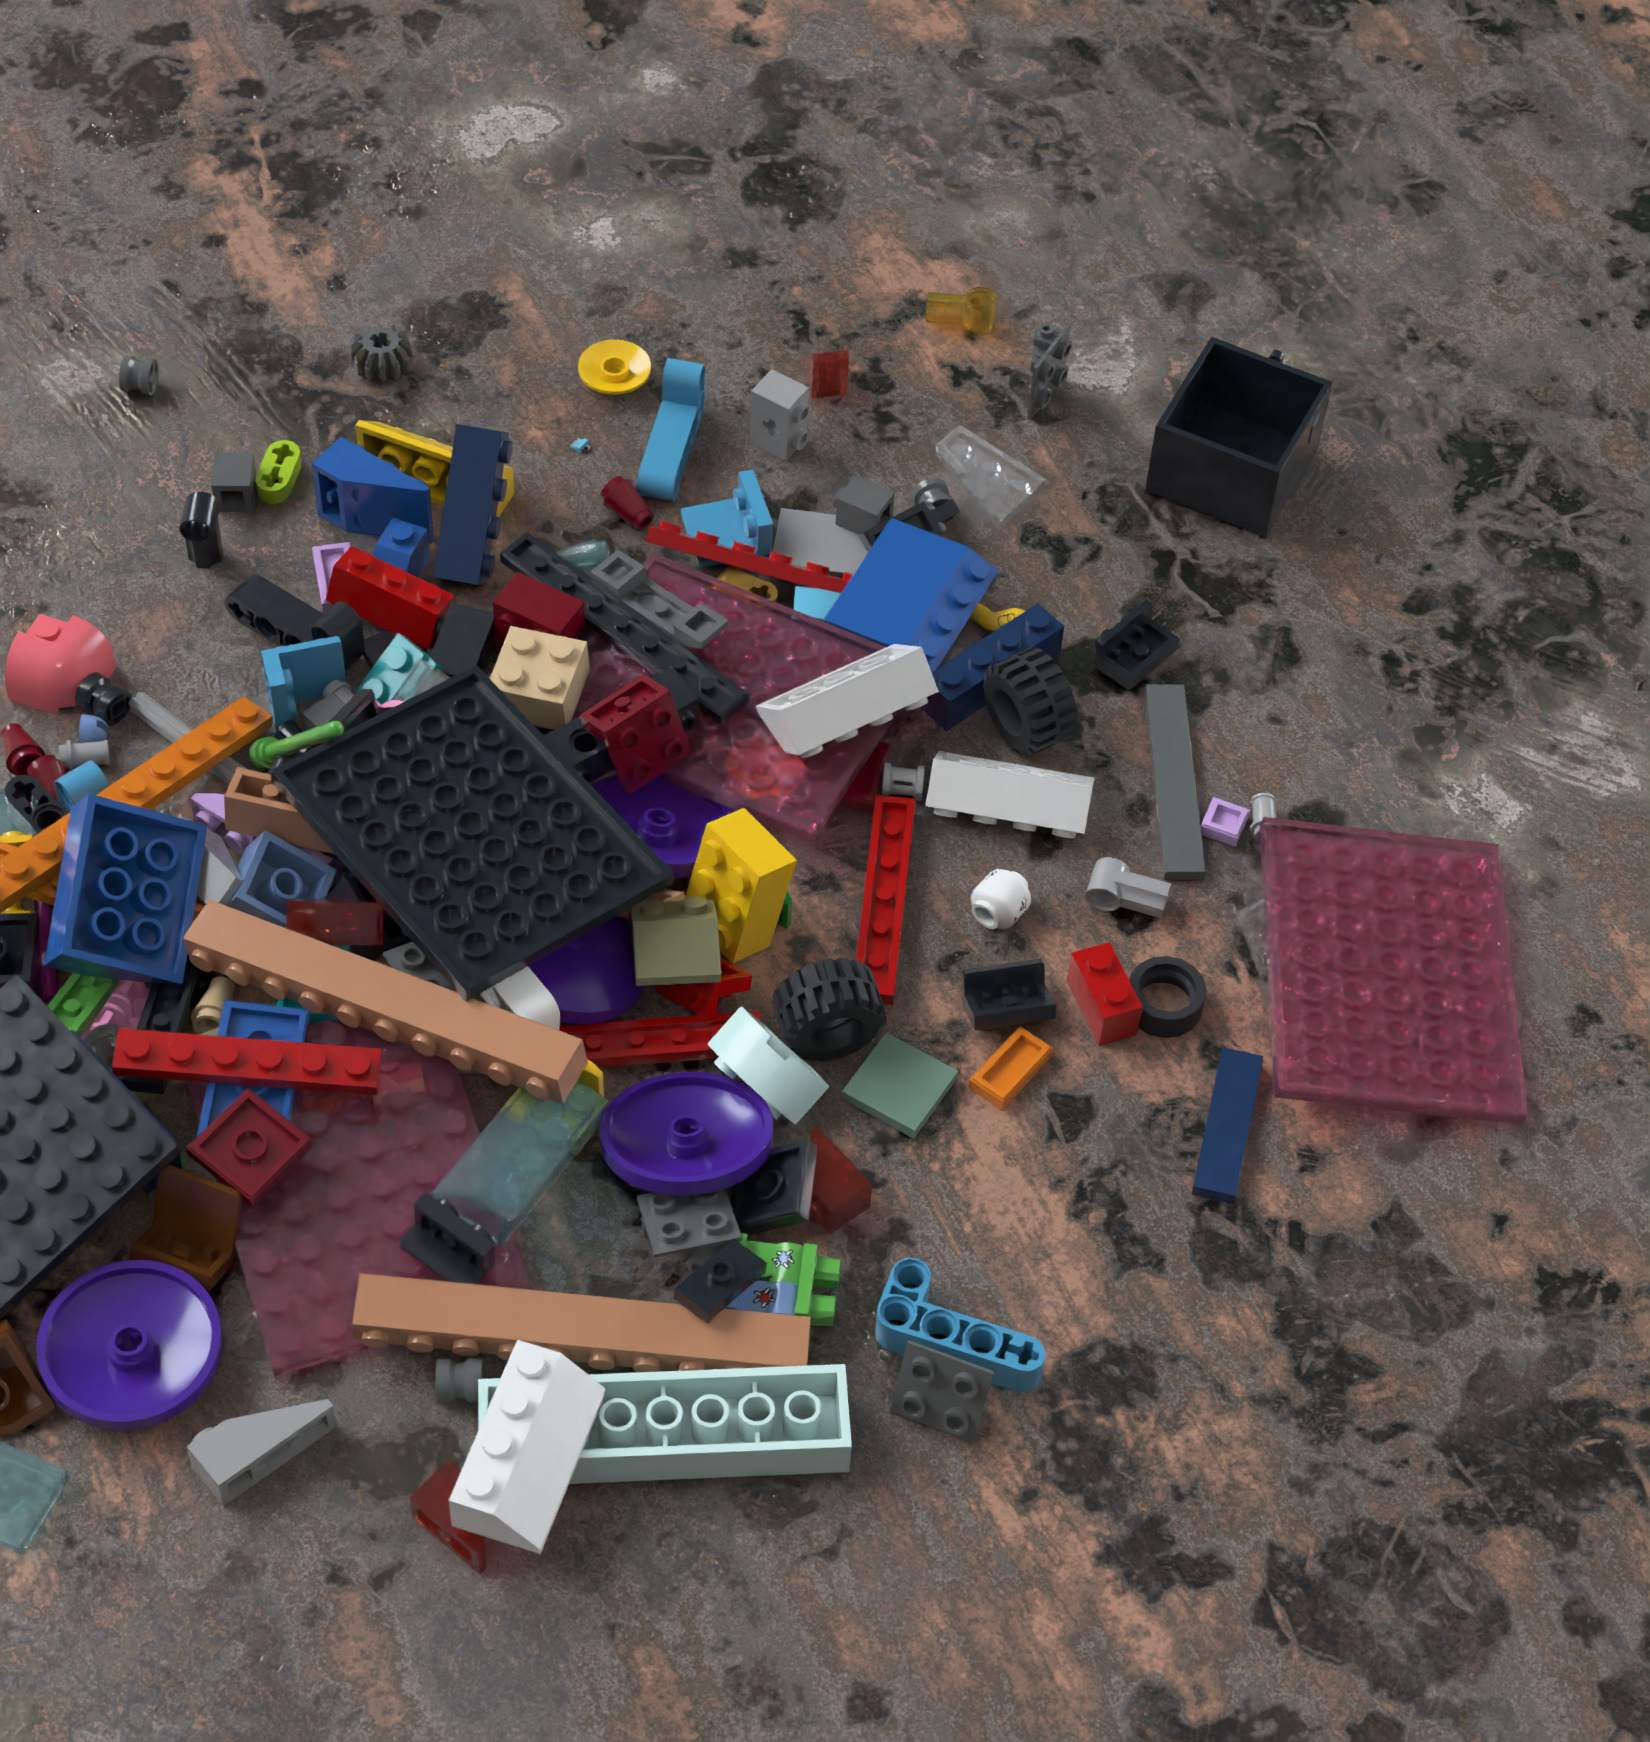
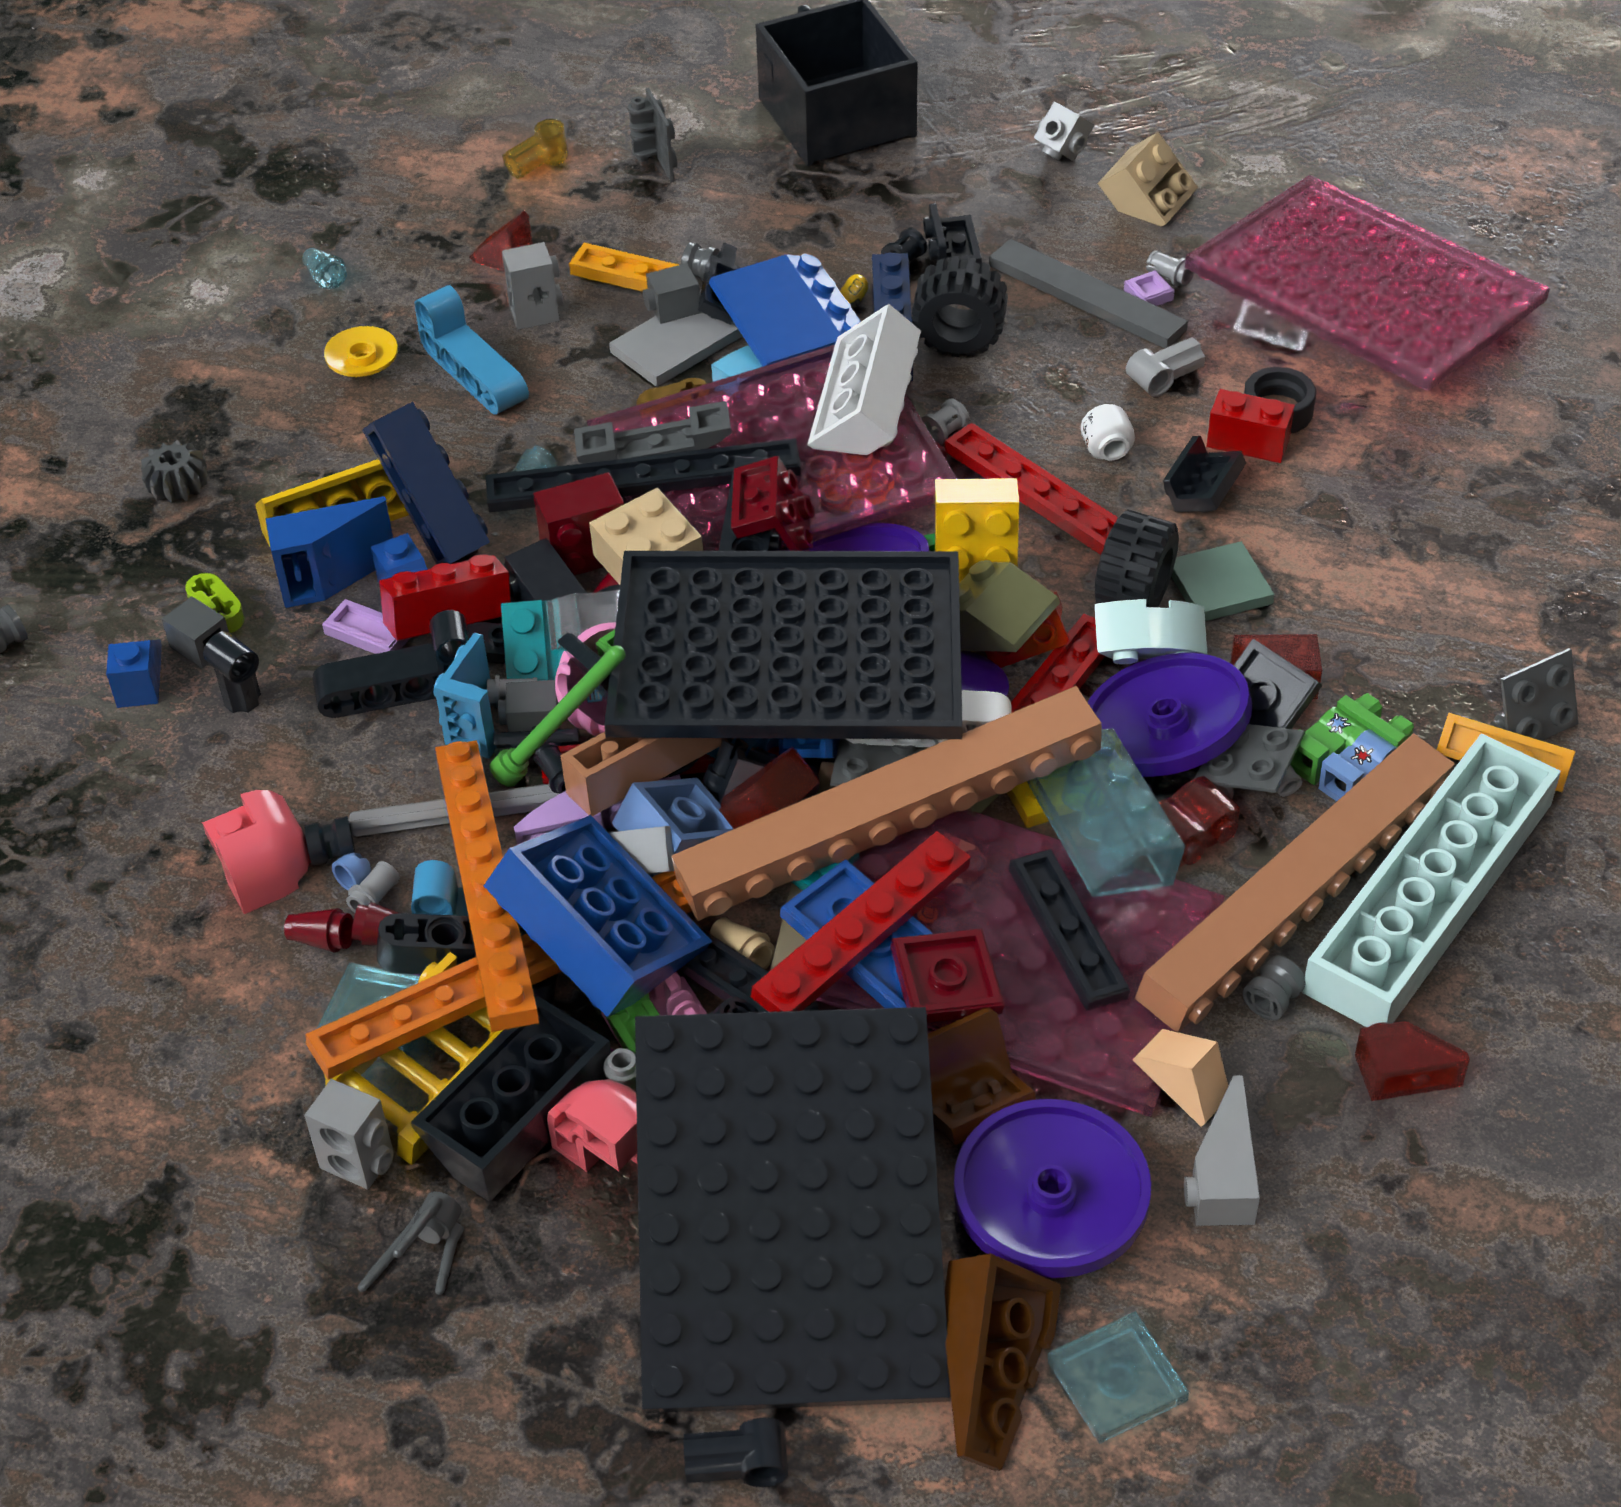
camera: 45 degrees left, 5 degrees down
(168, 473) = (134, 672): none -> blue slope
(314, 1363) = (1187, 1070): none -> light nougat slope
(384, 1201) = (1069, 930): none -> black tile
(448, 1243) = (1155, 904): black bracket -> none
(526, 1448) = (1410, 961): white slope -> none
(589, 1221) = (1201, 817): none -> clear red brick
(625, 501) = (503, 419): dark red cone -> none
(688, 280) = (326, 269): none -> clear light blue cone
(720, 1280) = (1340, 761): black plate -> none
(736, 519) = (600, 371): dark azure bracket -> none
(744, 556) = (642, 379): red plate -> none
(873, 1403) = (1462, 732): none -> light orange plate
(877, 456) = (614, 266): none -> light orange plate
(961, 1331) = (1474, 682): dark azure beam -> none
(989, 475) = (706, 224): clear wing -> none
(1009, 793) = (1020, 371): white slope -> none
(1010, 1068) = (1260, 516): orange tile -> none
(1089, 621) = (915, 246): none -> black bush
(1227, 1125) = (1418, 436): dark blue tile -> none
(1357, 633) = (1063, 132): none -> light grey brick
(1361, 736) = (1148, 182): none -> tan slope

